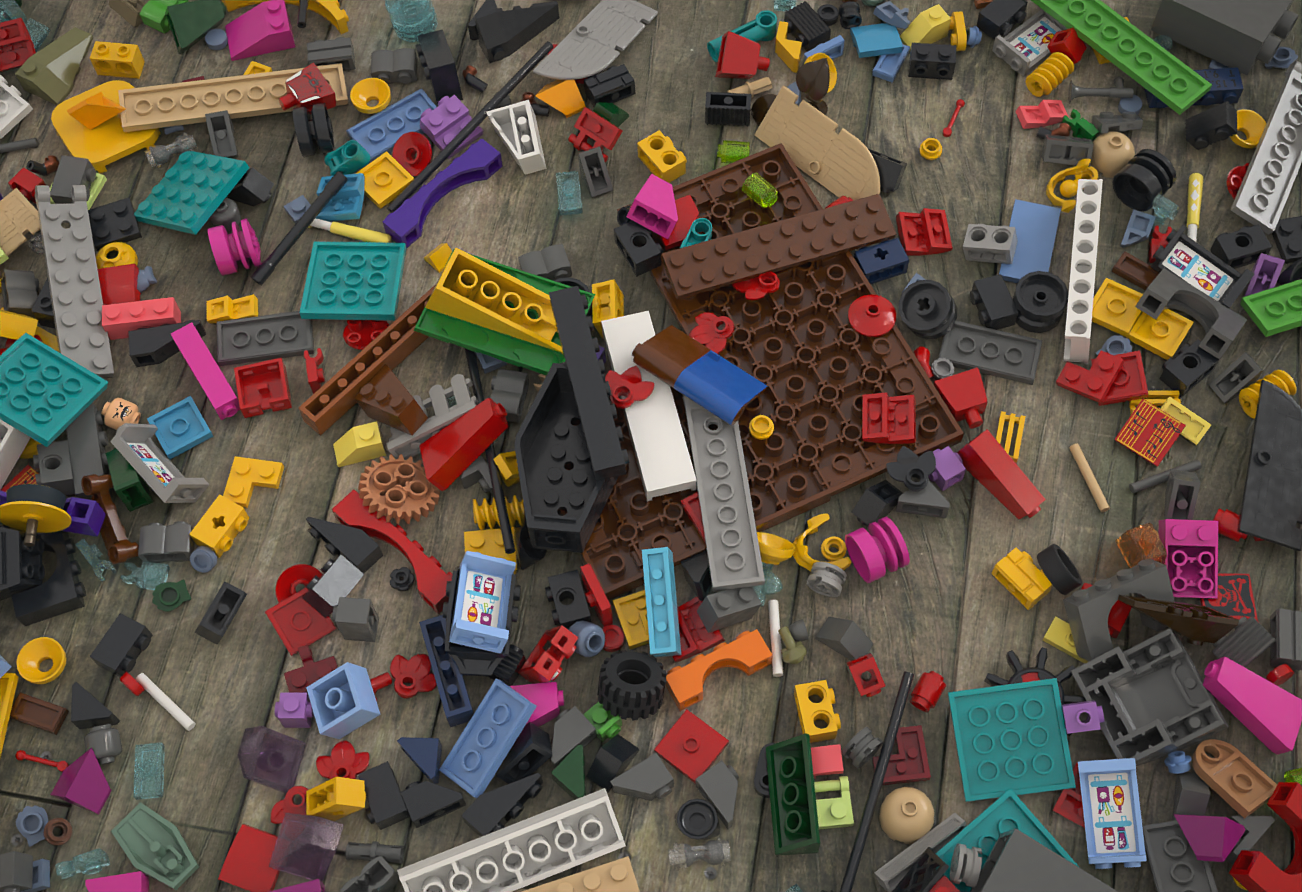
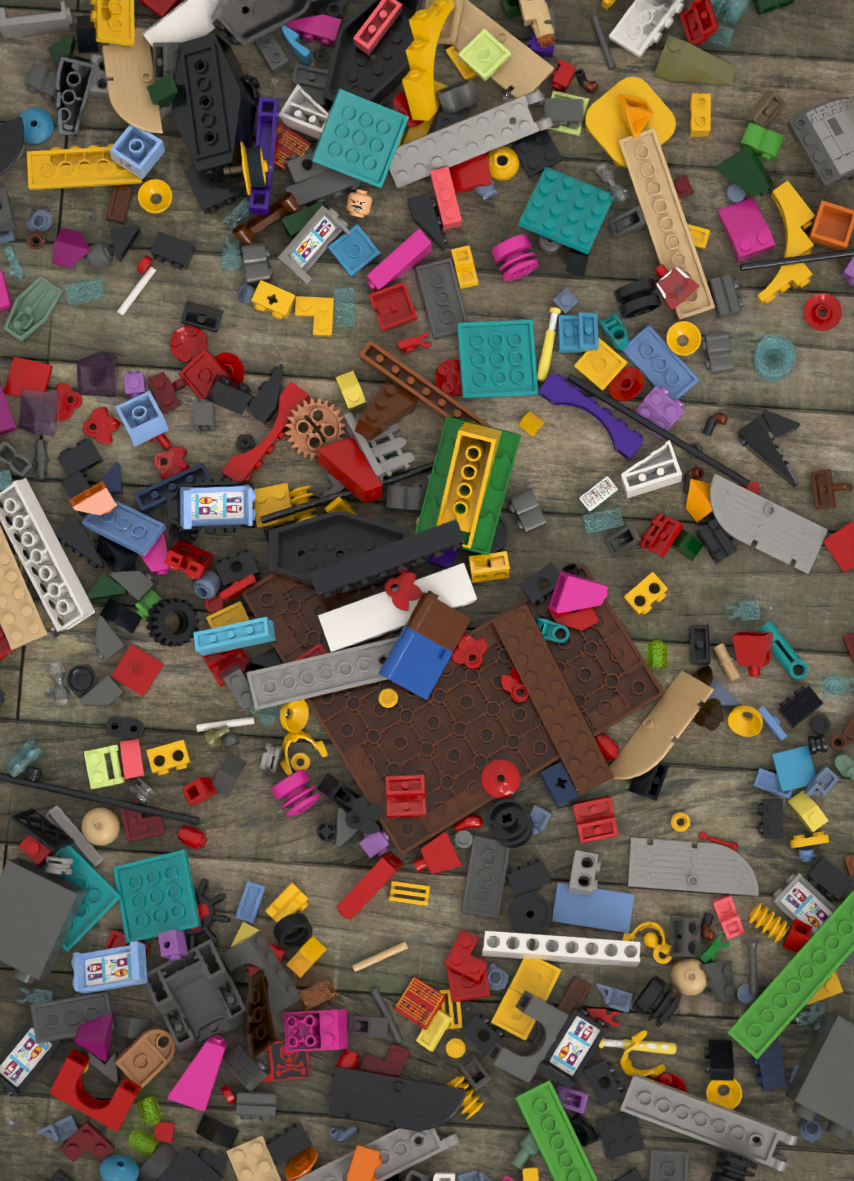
camera: 85 degrees right, 20 degrees up
(21, 755) = (83, 230): red hinge -> none
(170, 595) = (216, 276): dark green animal -> none
(253, 446) = (344, 307): none -> clear light blue slope
(253, 638) = (188, 343): none -> red dish
(268, 266) = (576, 324): black piece -> none
(336, 798) = (70, 426): yellow brick -> none
(438, 65) = (722, 390): black wedge -> none
(445, 768) = (94, 500): none -> slope
(536, 197) = (598, 494): none -> tile
(693, 68) = (747, 611): none -> clear light blue plate
(745, 653) = (181, 663): orange arch -> none
(760, 190) = (607, 679): clear neon green brick -> none
(787, 50) = (770, 694): yellow slope -> none
(793, 796) = (101, 744): dark green slope -> none
(929, 518) = (326, 831): none -> black wheel
(983, 157) = (684, 868): none -> light grey door
(1017, 625) = (250, 902): none -> medium blue plate
(1089, 562) = (306, 956): none -> yellow slope
(1164, 208) = (628, 1017): clear light blue plate -> none
(1178, 762) = (154, 1018): medium blue plate -> none
(1204, 401) = (455, 1048): none -> yellow plate
(1225, 200) = (626, 1063): none -> yellow helmet
(1230, 476) = (391, 1066): none -> dark red plate

